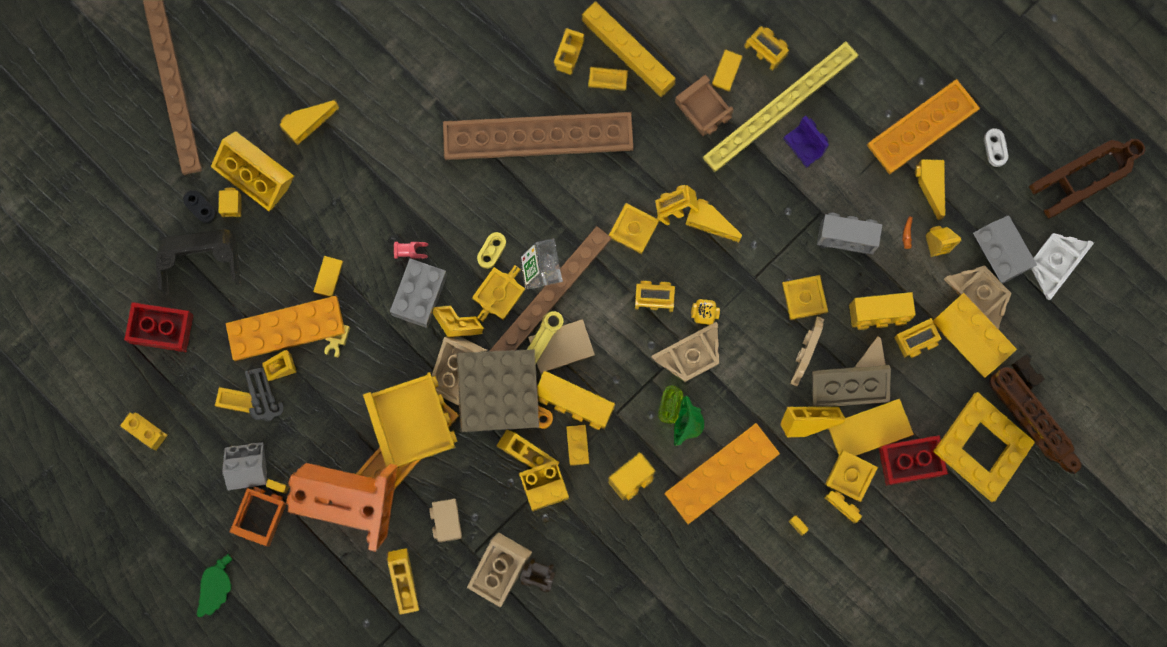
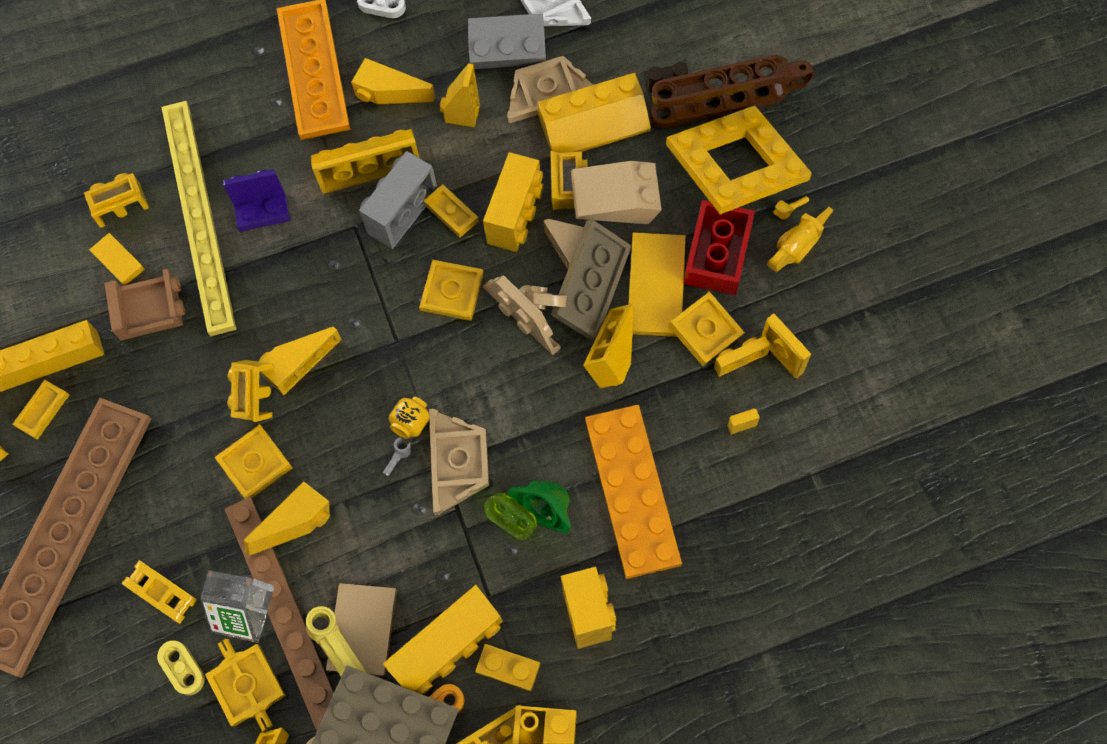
camera: 60 degrees left, 10 degrees down
(529, 213) = (159, 591): none -> yellow plate
(609, 272) = (290, 520): none -> yellow slope
(655, 295) = (355, 473): yellow window -> none
(677, 315) = (399, 453): none -> light grey hand
(820, 359) = (540, 297): none -> tan piece
(860, 271) = (451, 211): none -> yellow plate
(860, 531) = (786, 346): none -> yellow tile
(869, 196) = (361, 161): none -> yellow slope
(907, 234) = (435, 142): orange helmet -> none
(921, 375) = (617, 192): none -> tan slope
(944, 512) = (799, 240): none -> yellow animal
(963, 493) = (784, 210): none -> yellow hand

